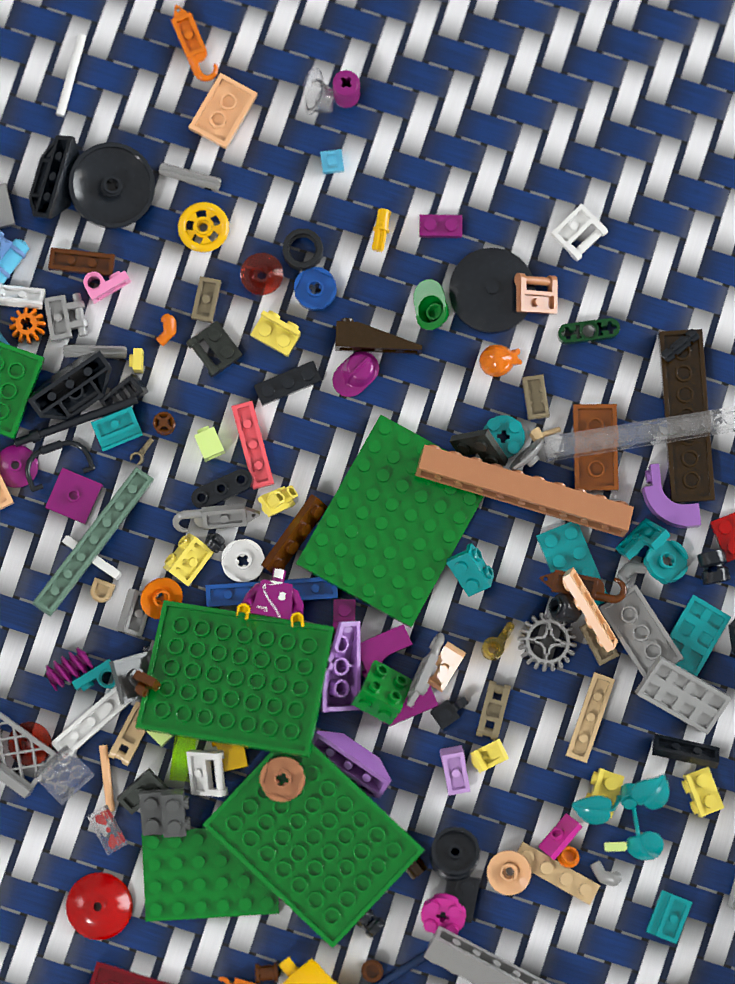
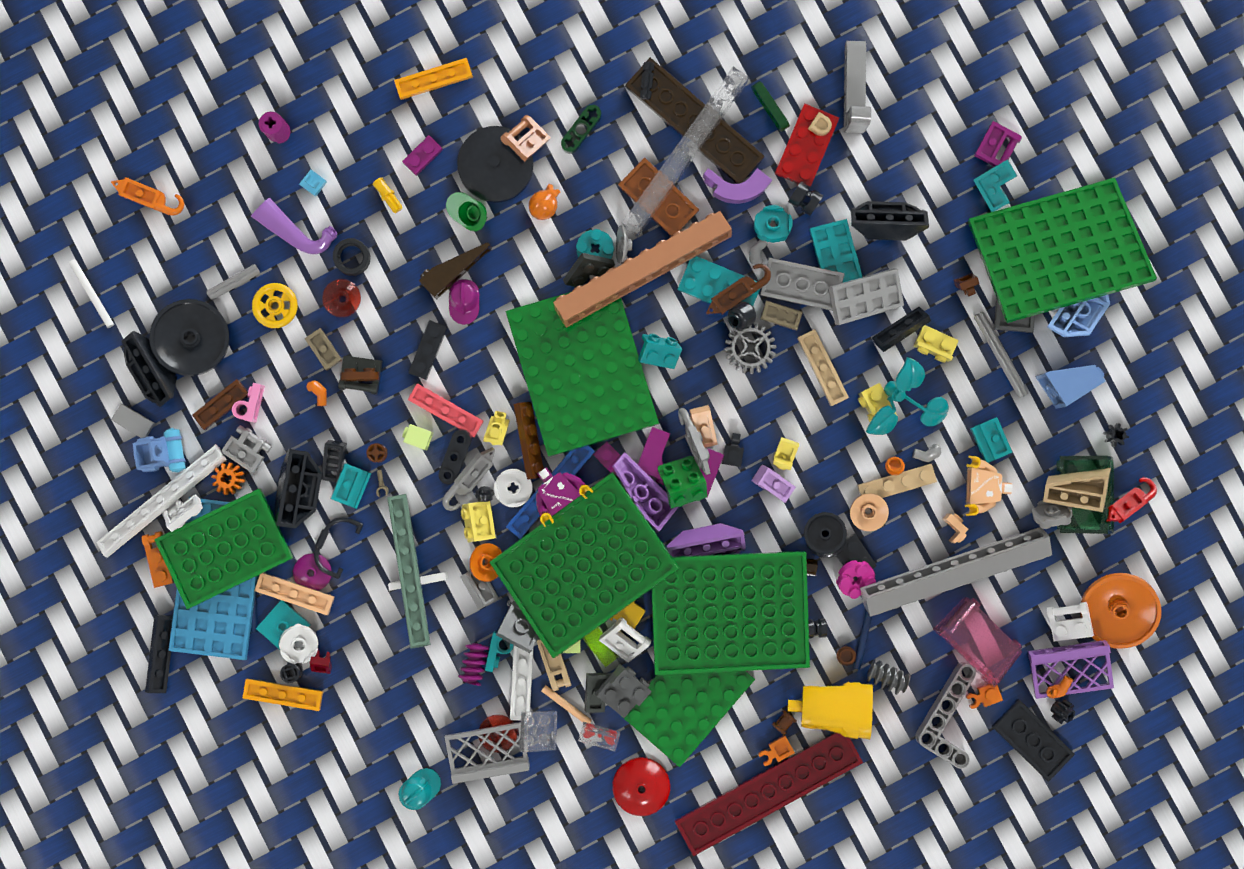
camera: 45 degrees left, 5 degrees up
(36, 435) = (305, 540): black bar -> none
(74, 496) = (367, 554): magenta plate -> none
(78, 351) = (295, 444): light grey axle -> none
(101, 590) = (444, 595): tan tile -> none
(136, 360) = (319, 431): light yellow plate -> none
(145, 683) = (531, 625): reddish brown tile -> none
(207, 341) = (351, 375): none -> reddish brown plate
(223, 111) = (211, 219): light nougat plate -> none
(271, 785) = (687, 598): nougat plate -> none
(272, 164) = (277, 222): none -> medium lavender animal
(276, 333) = (388, 326): light yellow bracket -> none
(309, 278) = (375, 268): blue plate -> none
(317, 94) = (259, 148): clear piece -> none
(493, 710) = (759, 423): dark tan plate -> none
(497, 643) = (720, 380): clear yellow plate -> none
(511, 175) = (433, 78): none -> light orange plate
(535, 397) = (590, 203): dark tan plate -> none
(537, 433) = (614, 225): tan hand -> none
(560, 836) = (877, 458): dark pink plate -> none
(571, 954) = (955, 523): none -> light nougat bracket
(573, 227) = (506, 72): white plate -> none
(593, 616) = (752, 300): light nougat plate -> none
(615, 846) = (917, 430): yellowish green tile -> none
(624, 948) = (983, 486): none -> light nougat torso
(644, 534) = (742, 221): teal plate -> none

